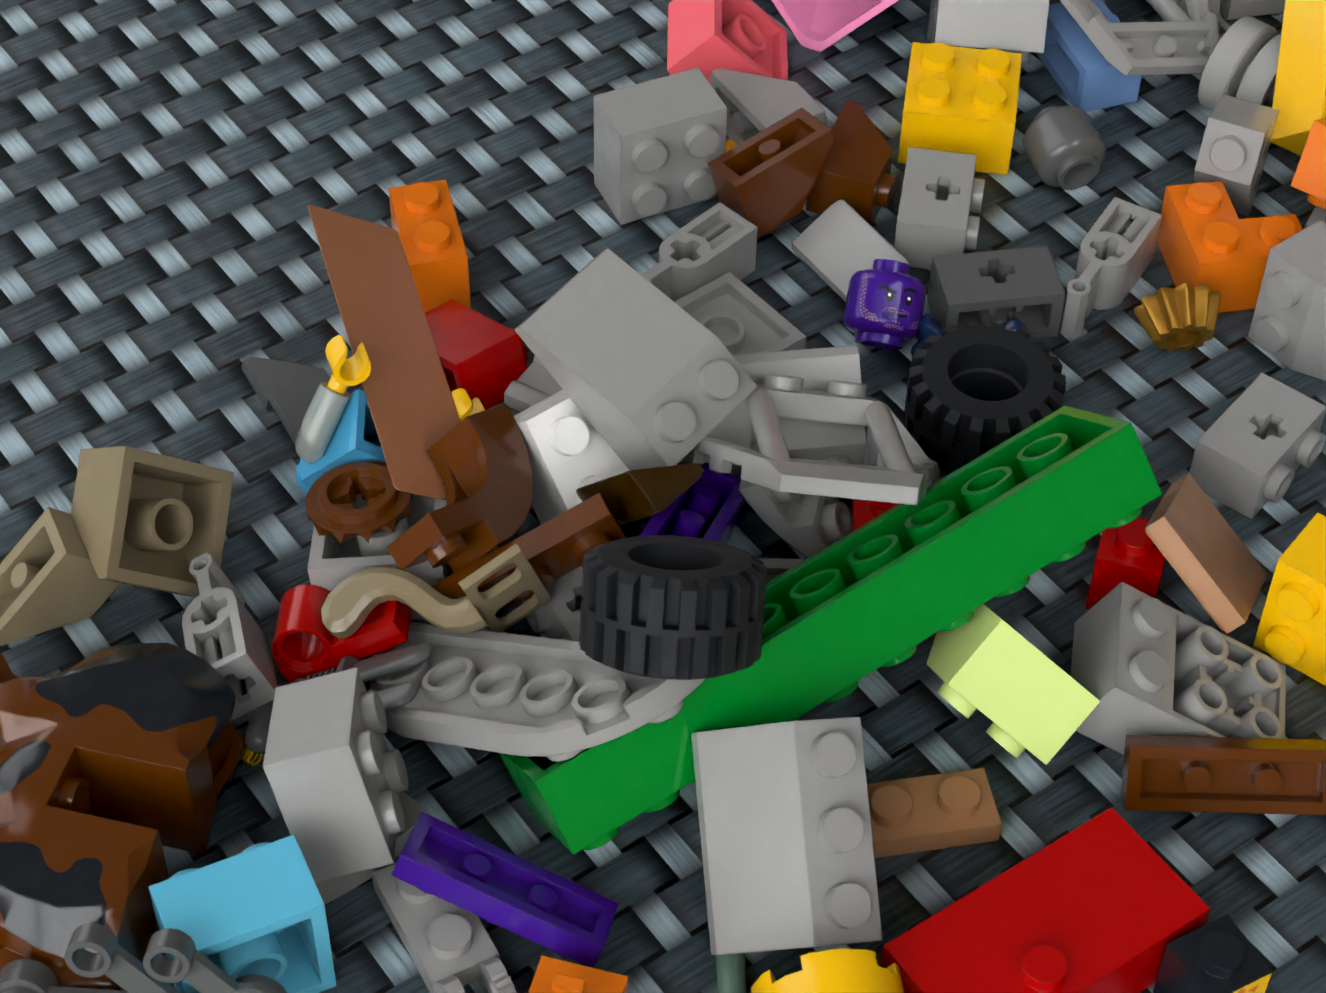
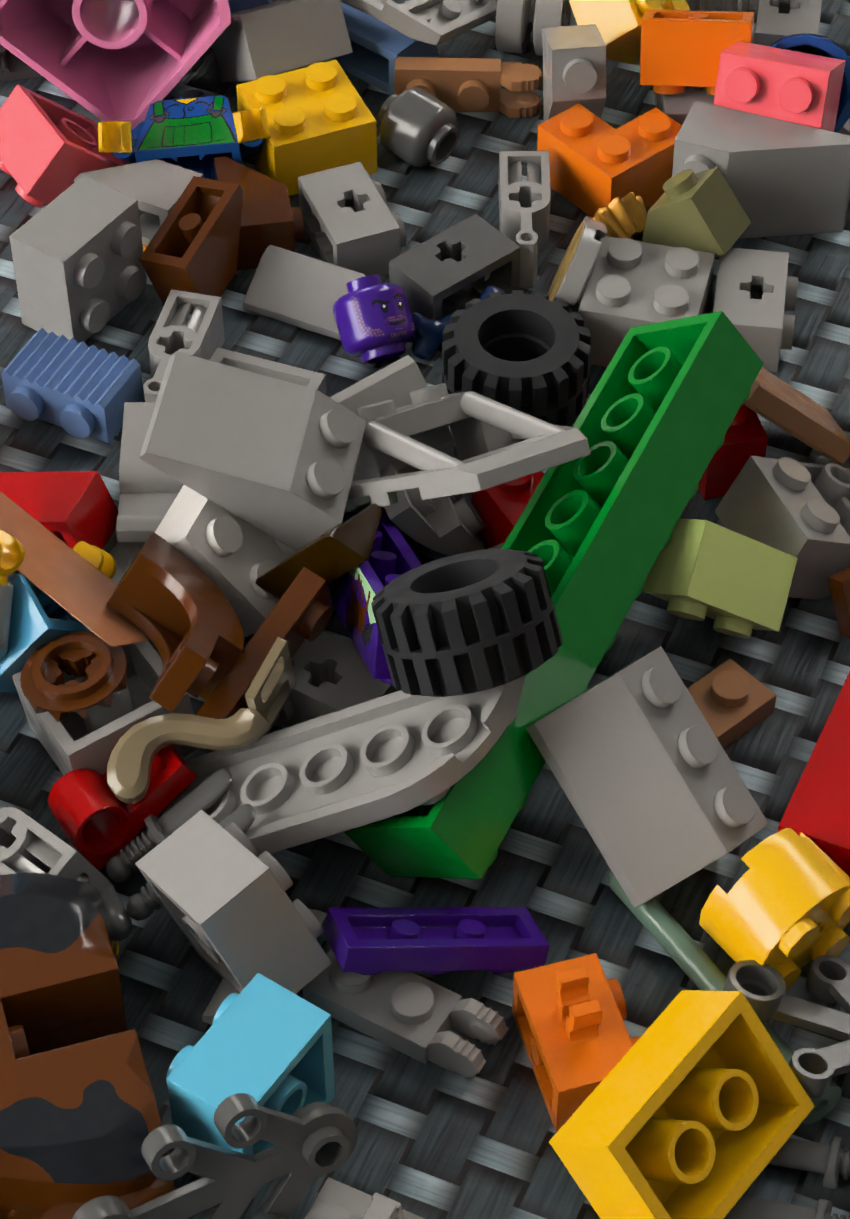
camera: 30 degrees left, 0 degrees up
(569, 236) = (72, 385): none -> medium blue brick
(838, 70) = (188, 133): none -> torso
(1103, 334) = (578, 262): none -> light grey tile
(1140, 124) = (473, 83): none -> medium nougat hinge
(1159, 385) = (642, 286): none -> light grey brick
(1245, 335) = (696, 213): none -> olive slope

